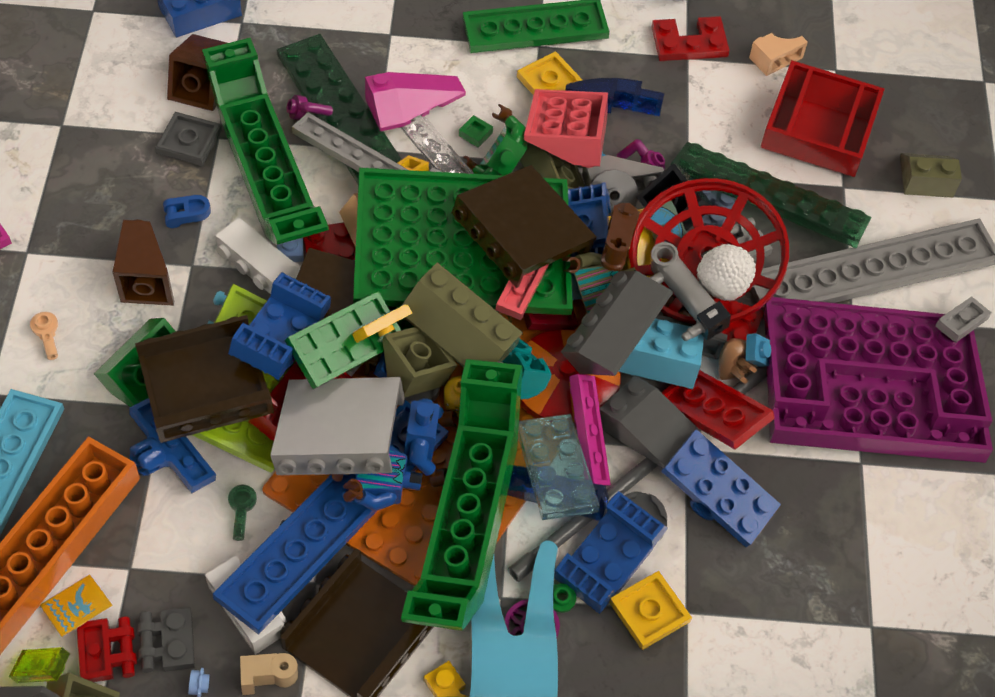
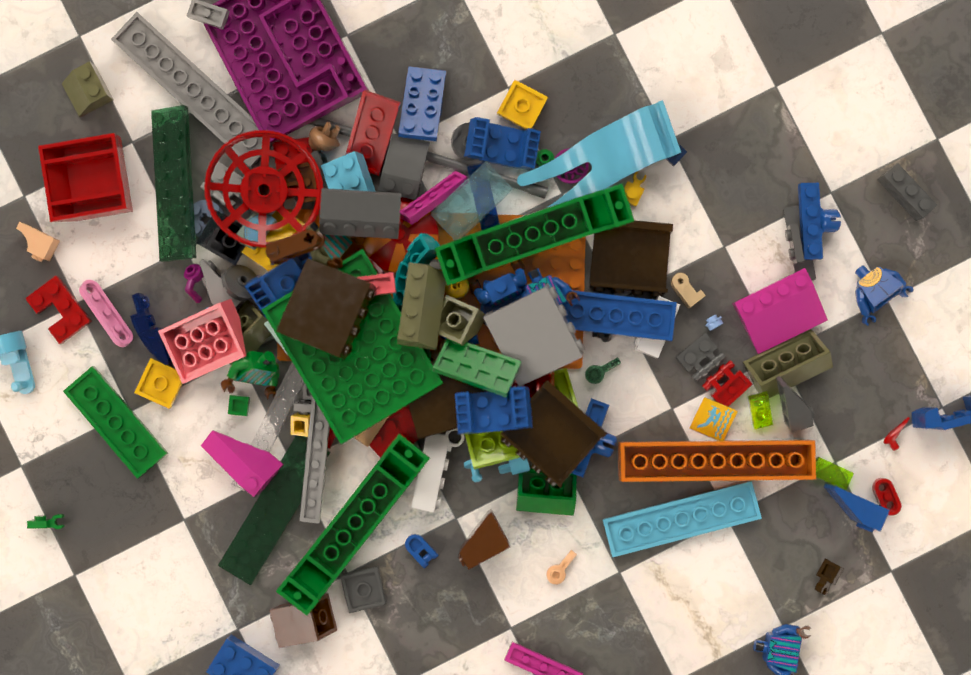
camera: 120 degrees left, 30 degrees up
(299, 106) = (295, 533): magenta plate -> none
(383, 324) = (455, 349): yellow plate -> none
(661, 69) = (106, 313): none -> bright pink plate
(709, 316) = (307, 182): light grey piece -> none
(726, 272) = (281, 164): white hair -> none
(758, 350) = (315, 126): dark azure plate -> none

